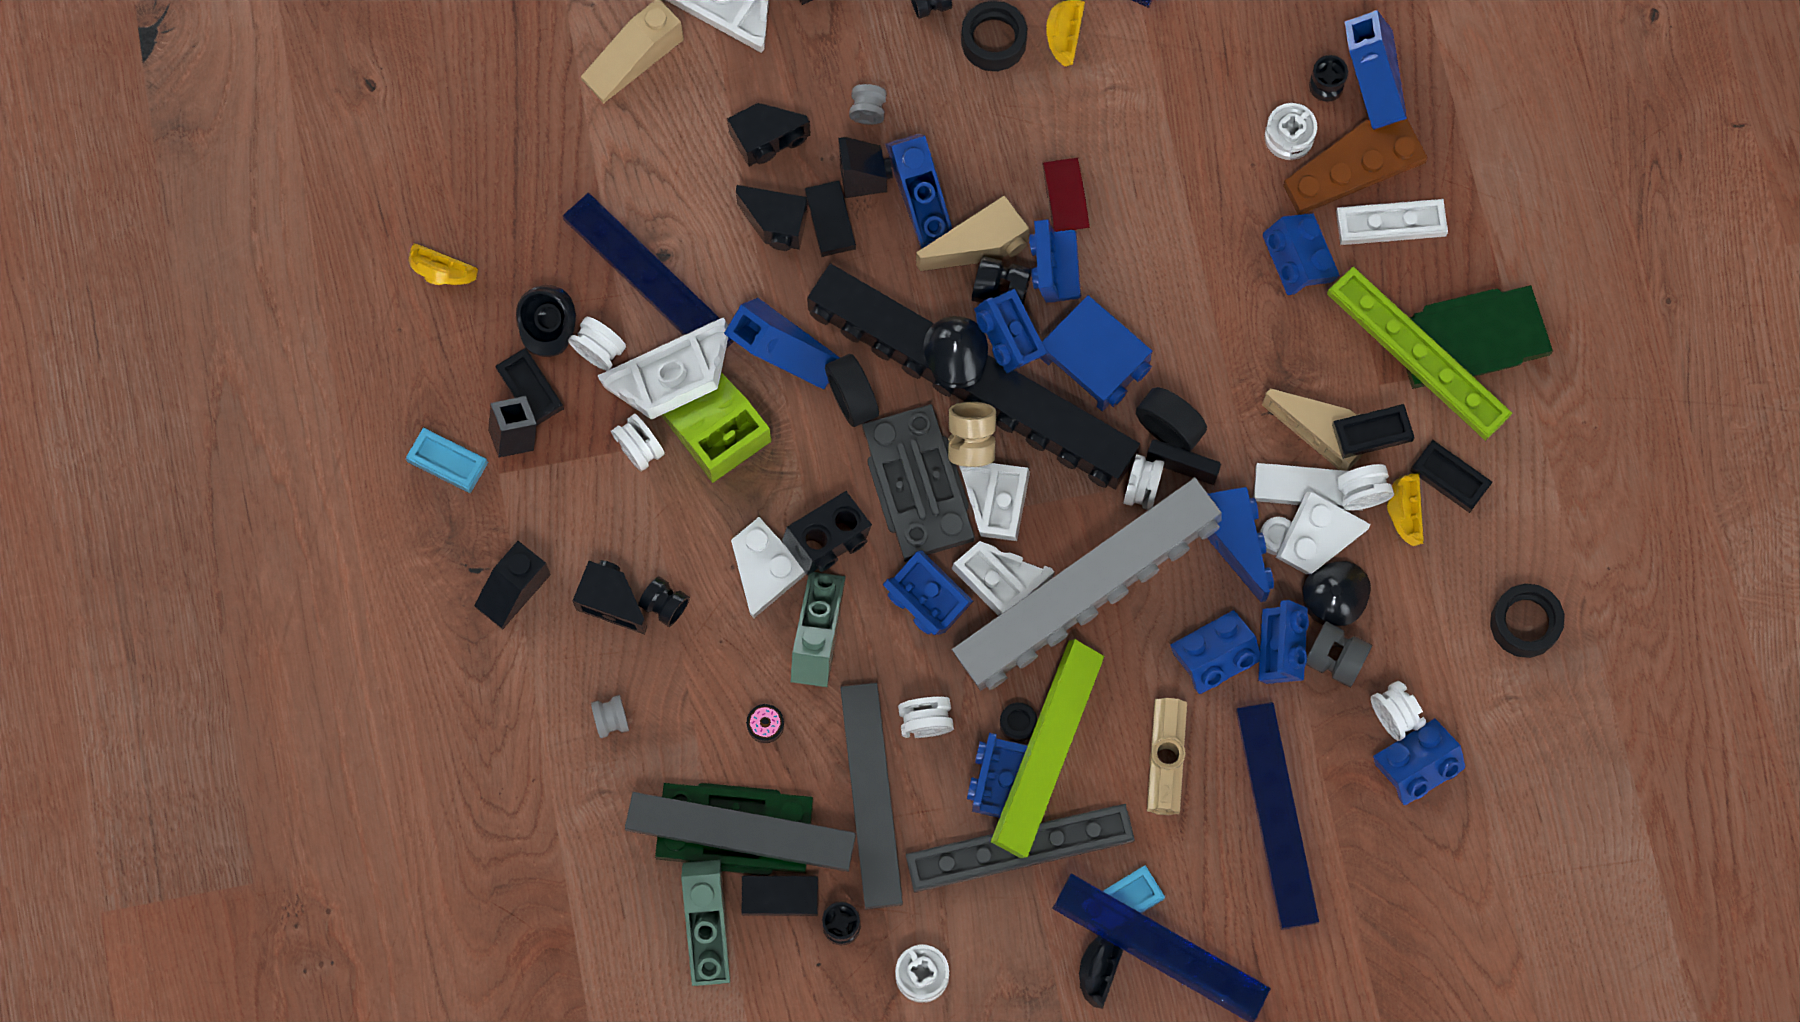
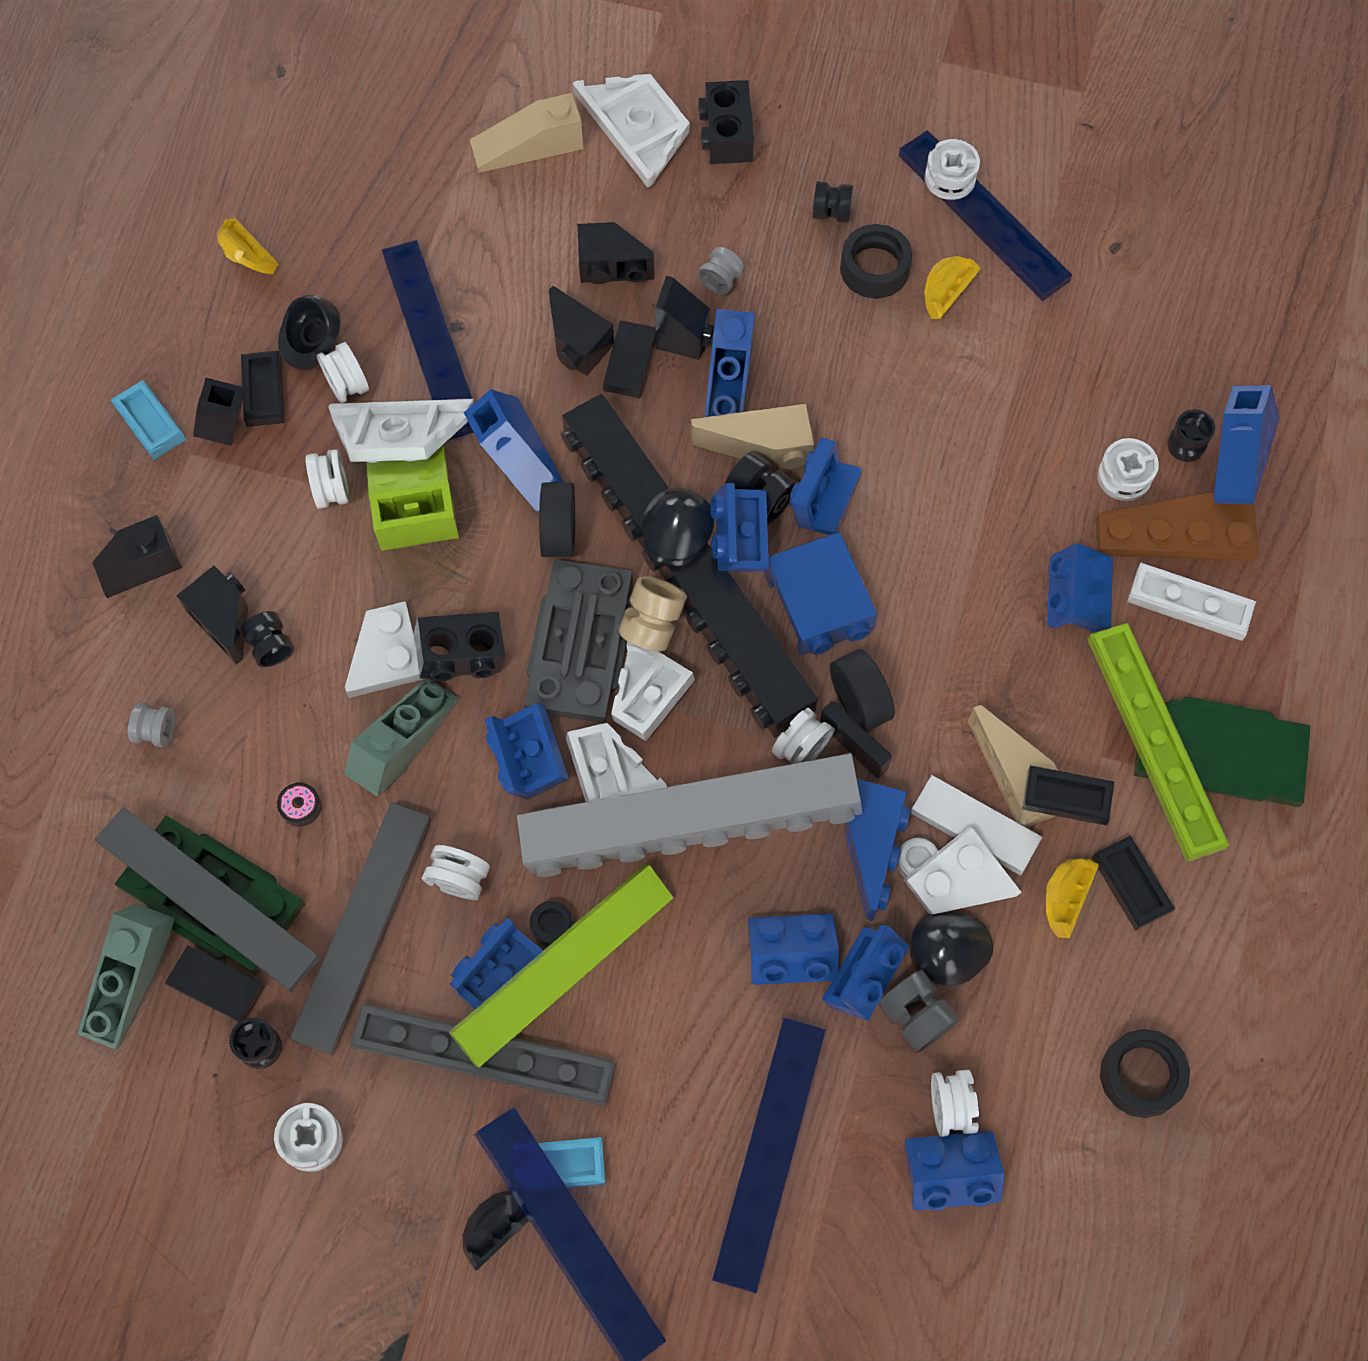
camera: 25 degrees right, 5 degrees down
(1066, 194) = (870, 433): dark red slope -> none
(1166, 779) = (668, 1056): tan piece -> none
(1365, 487) = (1031, 849): white wheel -> none

